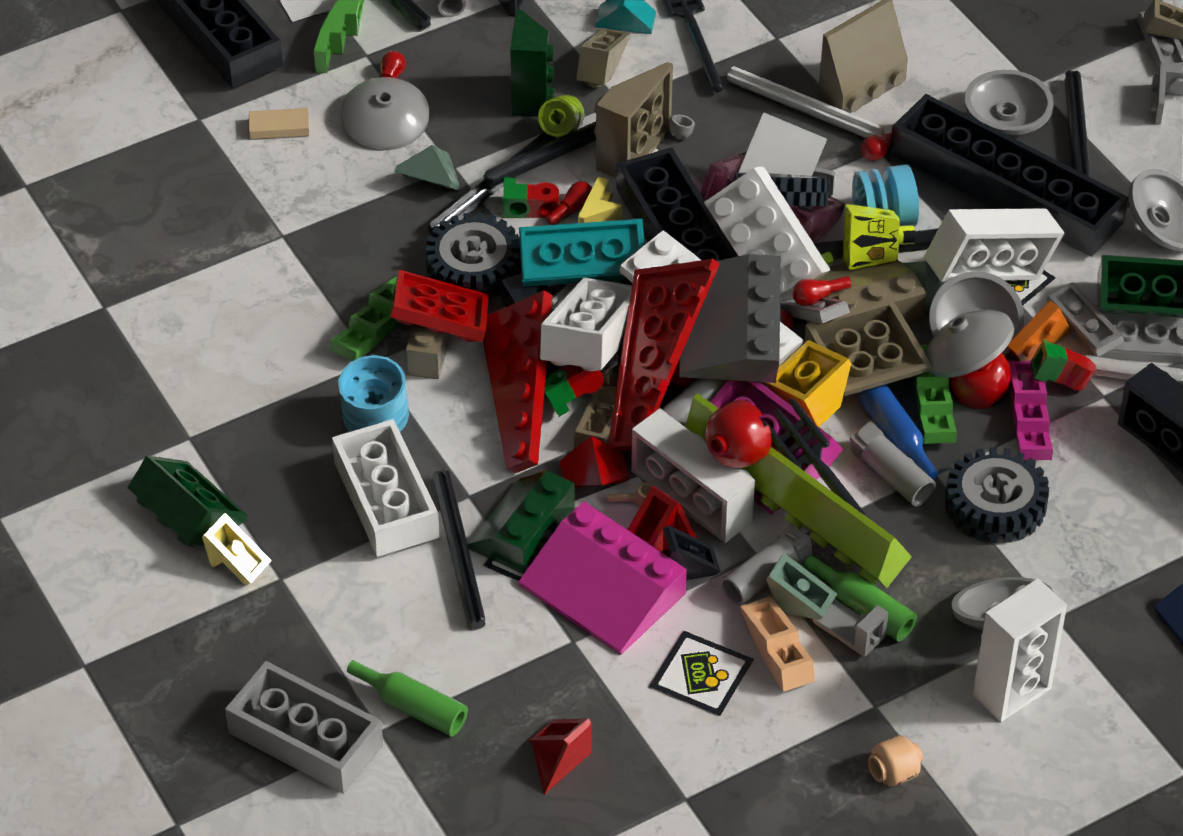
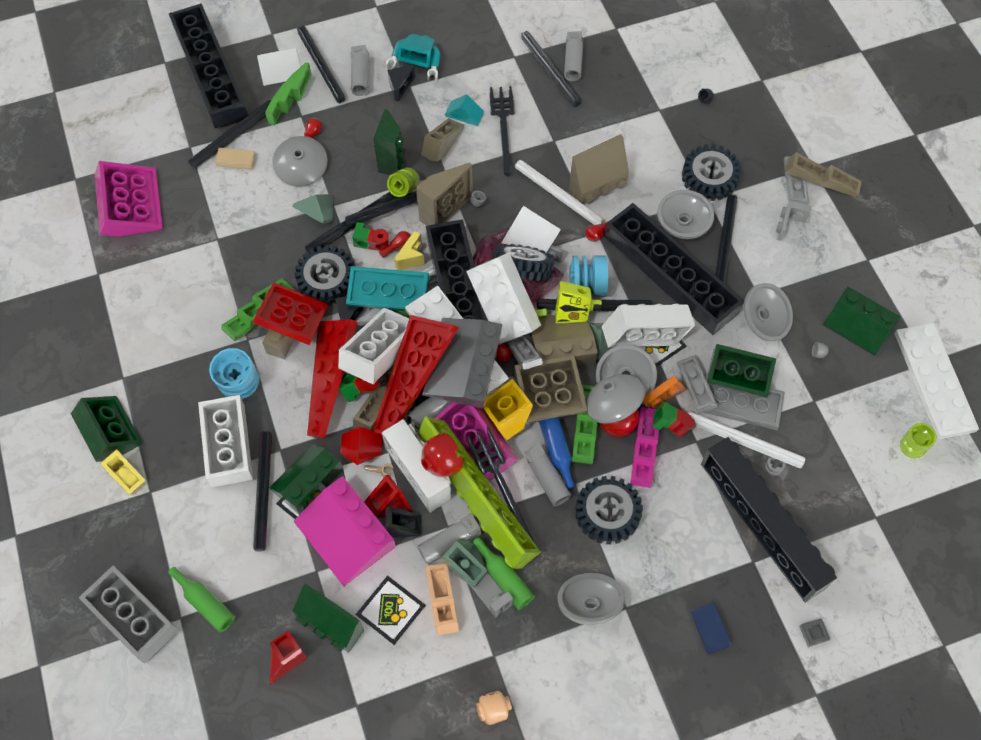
camera: 10 degrees right, 15 degrees up
(122, 198) = (127, 199): none -> dark pink slope
(261, 93) = (229, 136): none -> black axle
(614, 684) = (327, 619): none -> dark green slope
(810, 291) = (522, 342): red piece -> none
(1019, 649) = (588, 648): white brick -> none
(1053, 44) = (724, 174): none -> wheel

